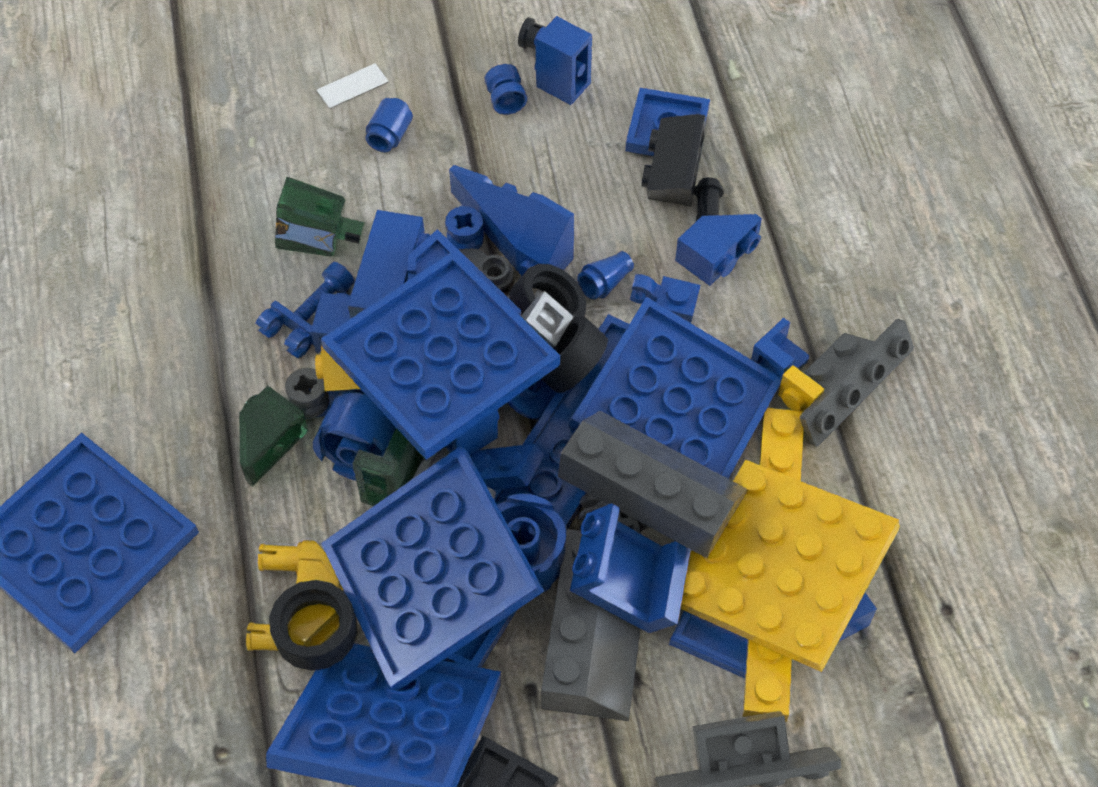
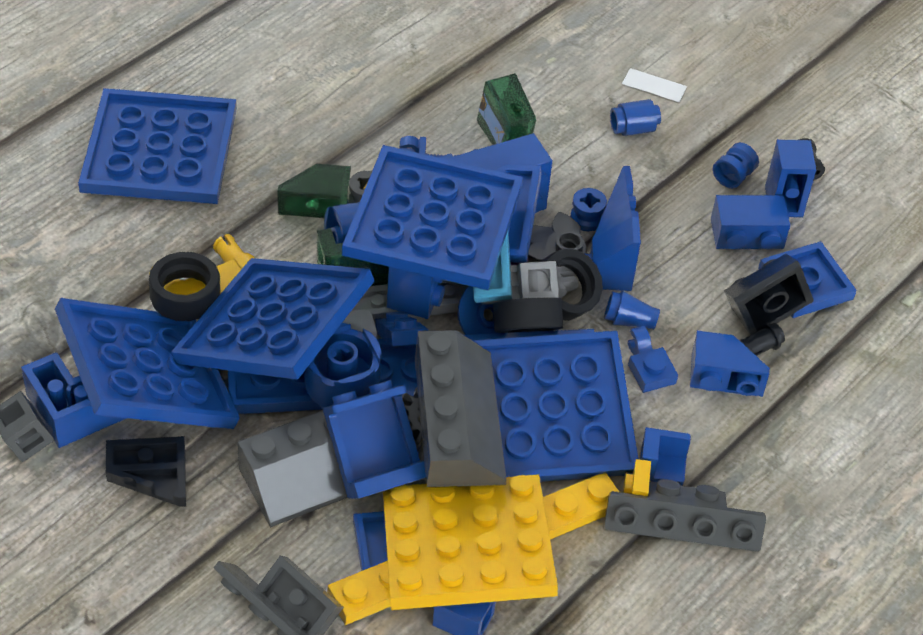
camera: 50 degrees right, 10 degrees down
(577, 122) = (750, 222): none -> blue brick

